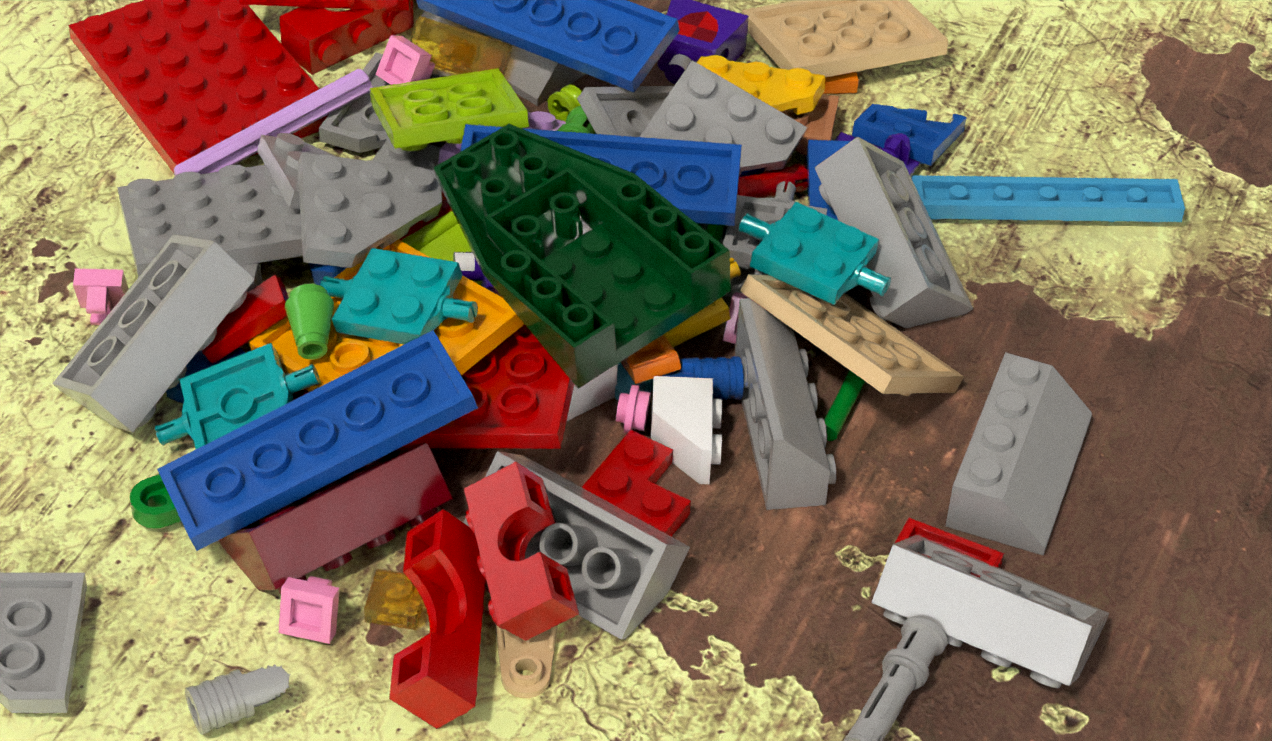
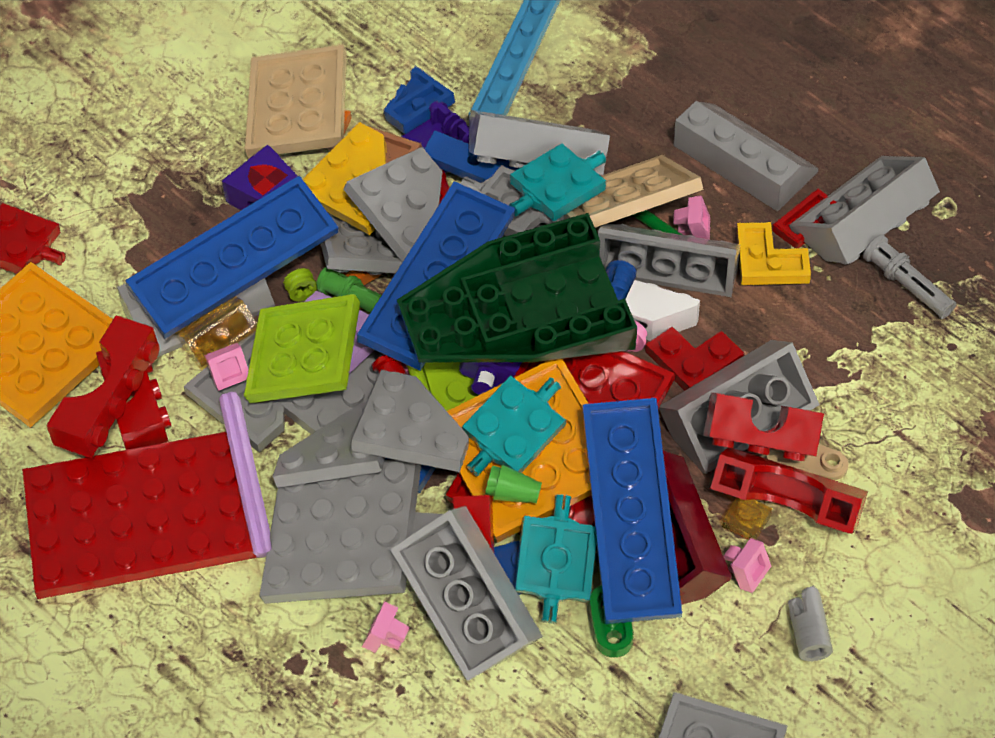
camera: 65 degrees left, 10 degrees up
(834, 522) = (765, 265): none -> yellow plate
(864, 431) = (693, 219): none -> bright pink tile

